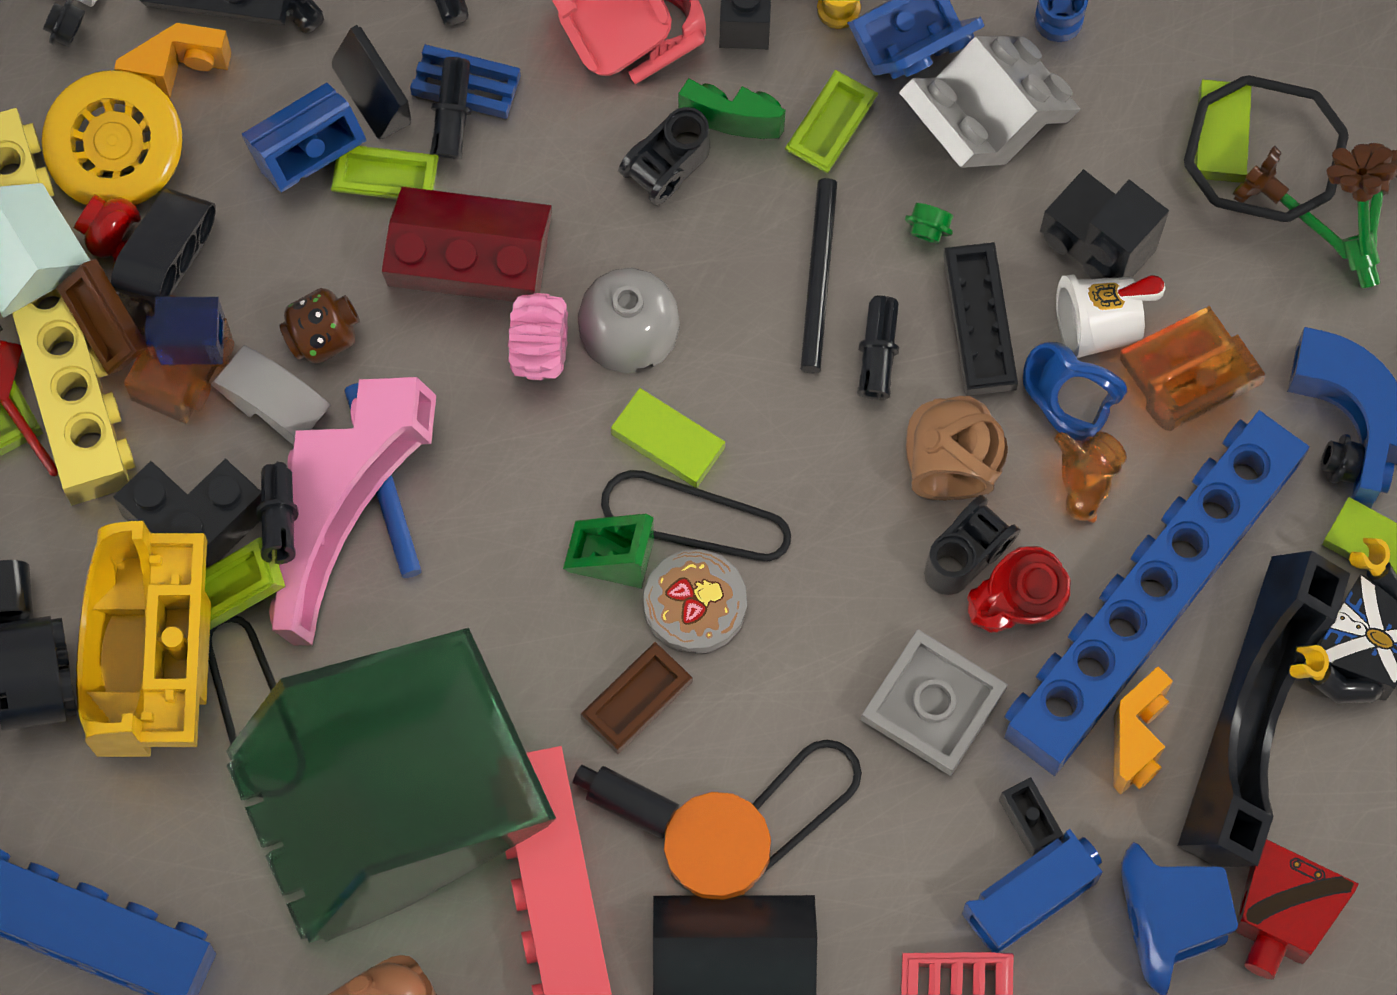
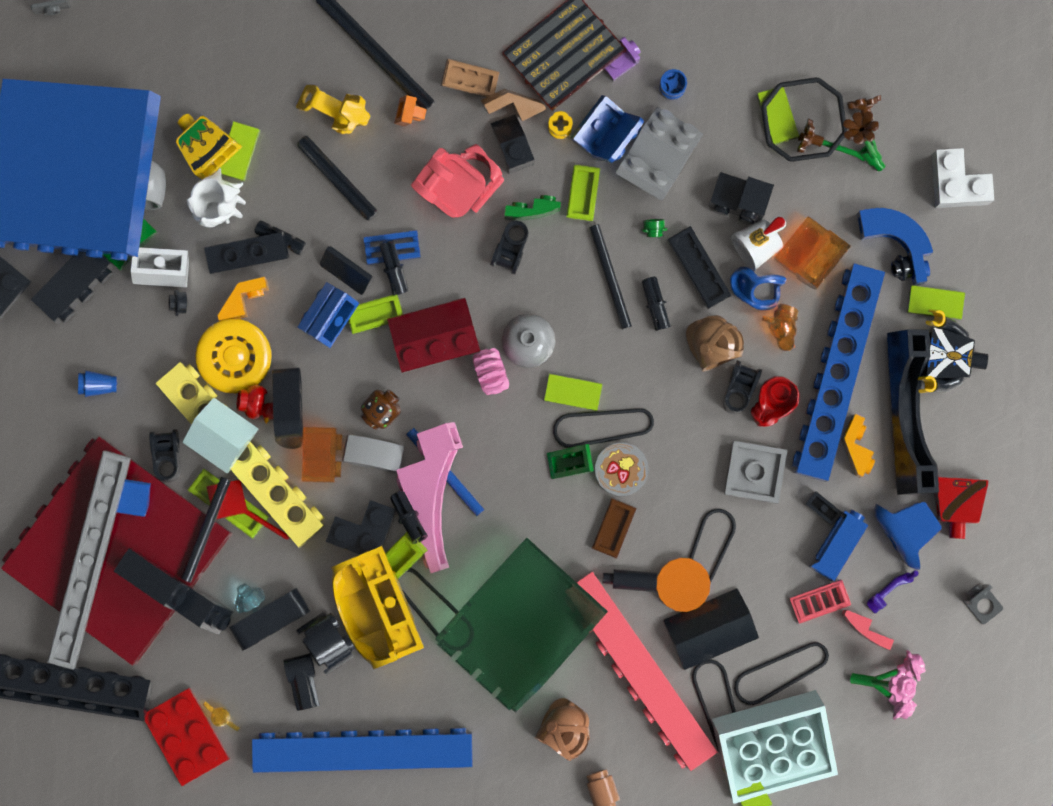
camera: 25 degrees left, 15 degrees up
(102, 316) = (277, 454): reddish brown tile -> none
(186, 330) = (322, 445): clear blue brick -> none

